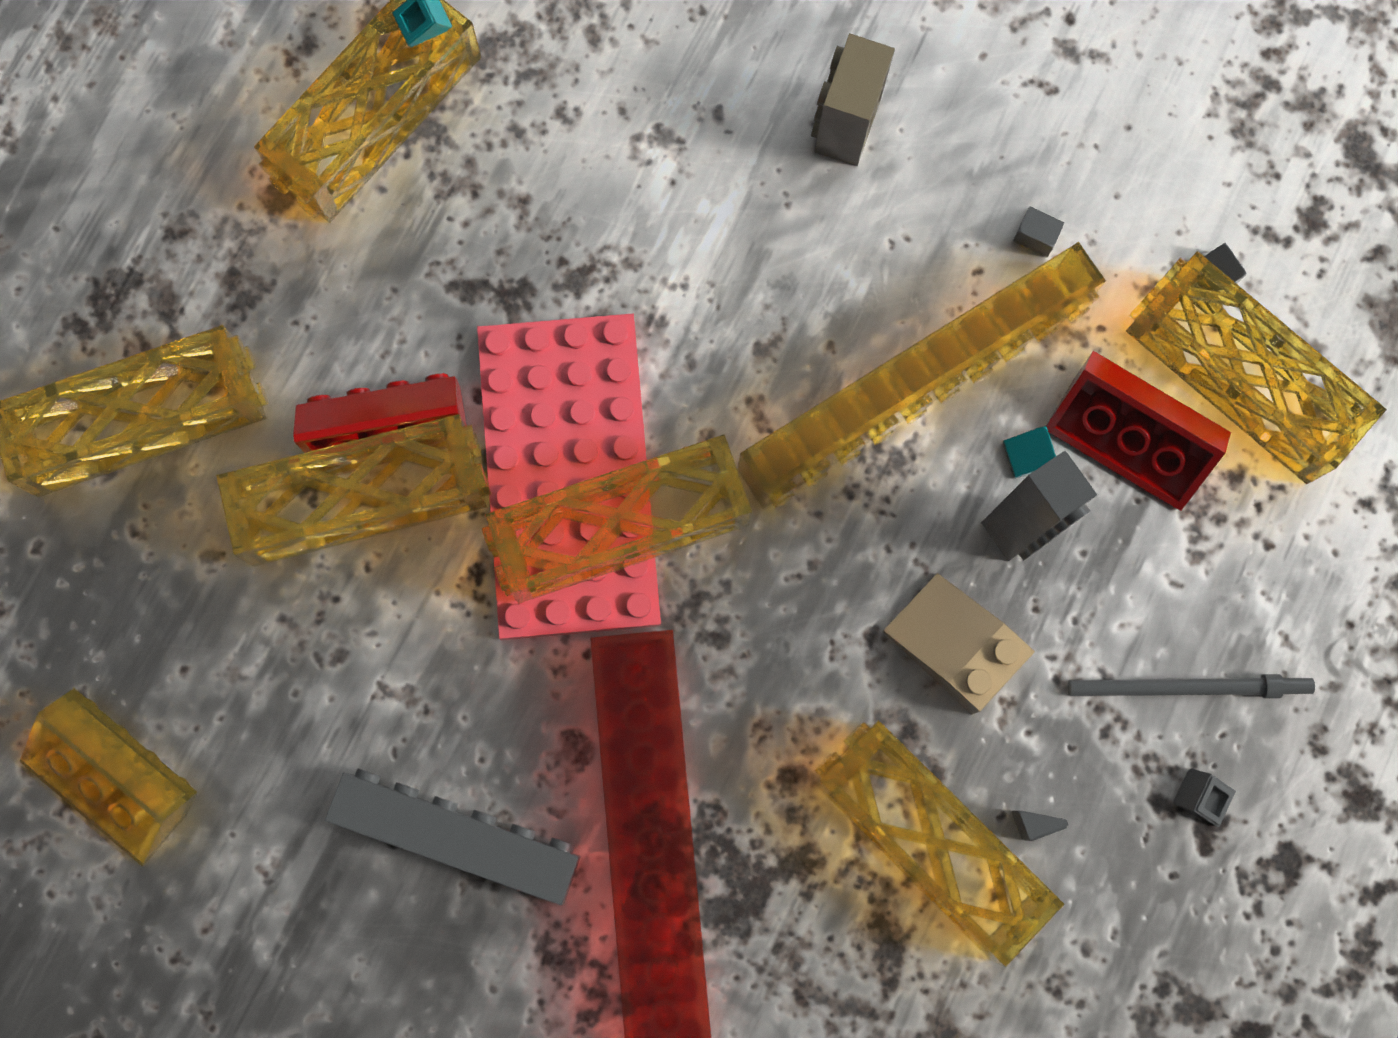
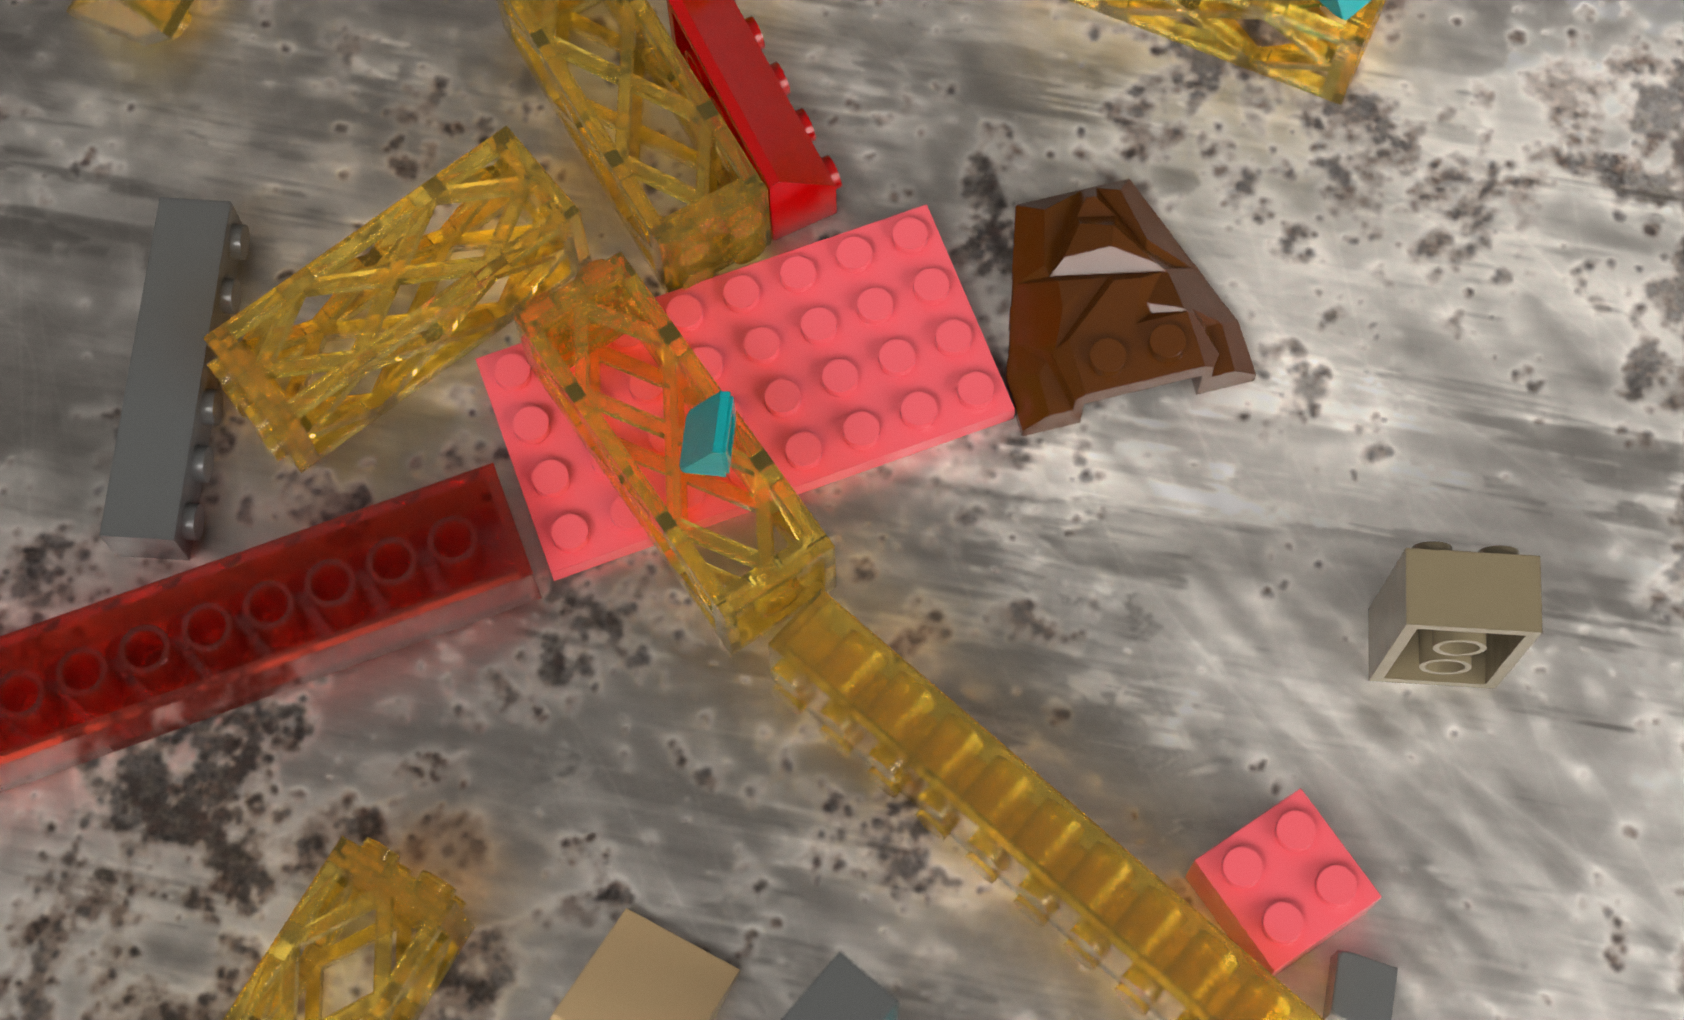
camera: 80 degrees right, 10 degrees down
(438, 718) = (532, 255): none -> clear yellow piece
(580, 239) = (1109, 308): none -> reddish brown wedge
(635, 488) = (709, 436): none -> teal slope
(973, 250) = (1282, 884): none -> coral brick

